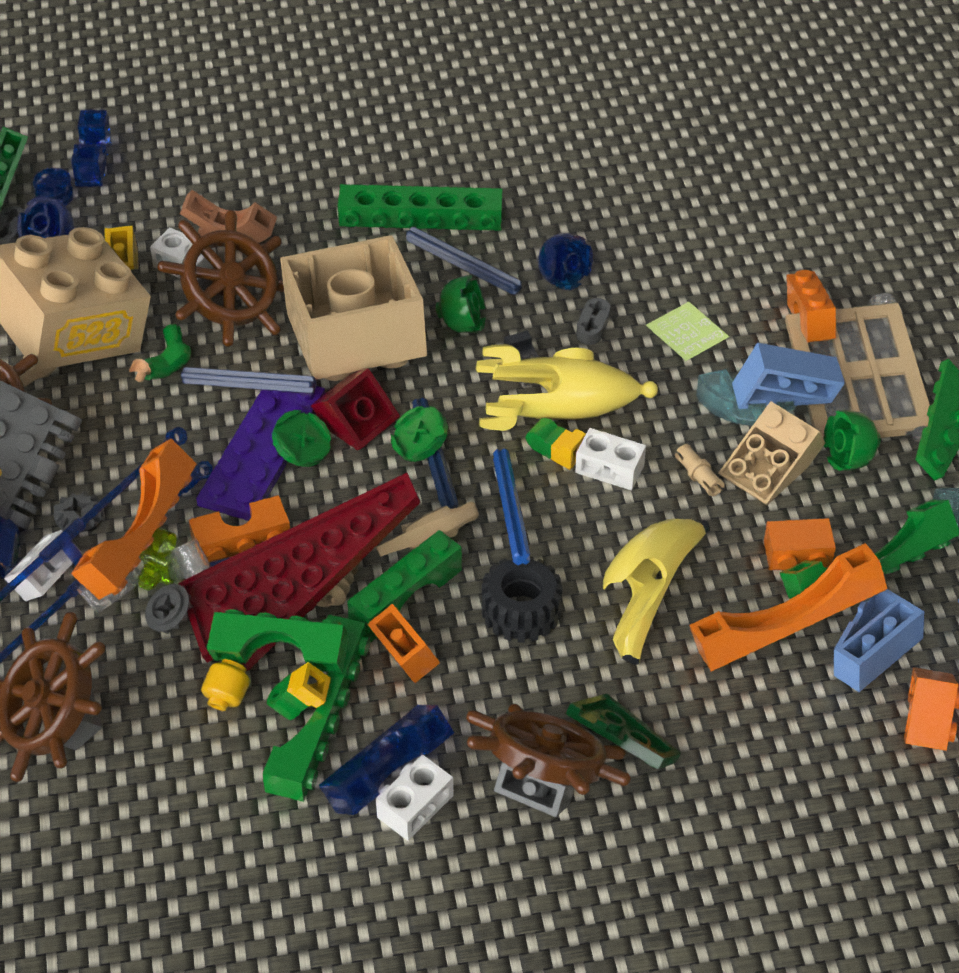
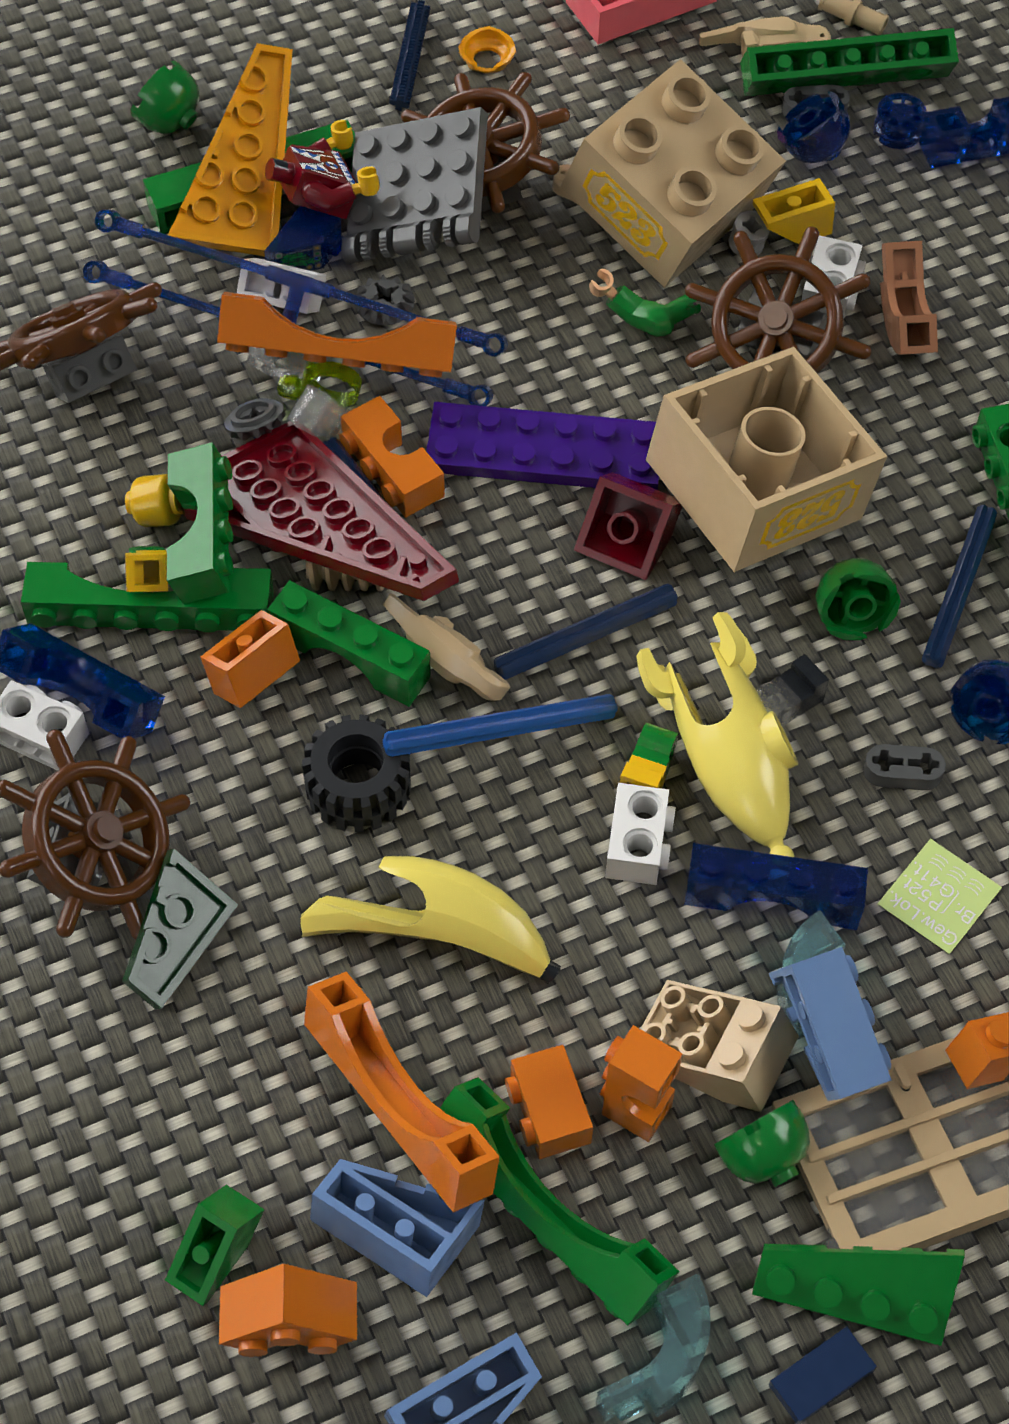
camera: 75 degrees right, 10 degrees up
(249, 380) = (632, 399): axle -> none
(301, 438) = (557, 478): green tile -> none
(419, 433) = (607, 602): green tile -> none
(660, 413) = (731, 876): none -> clear blue arch
(699, 470) = (656, 950): tan pin -> none
(810, 466) = (639, 1082): none -> orange arch
(871, 745) = (213, 1243): none -> green slope

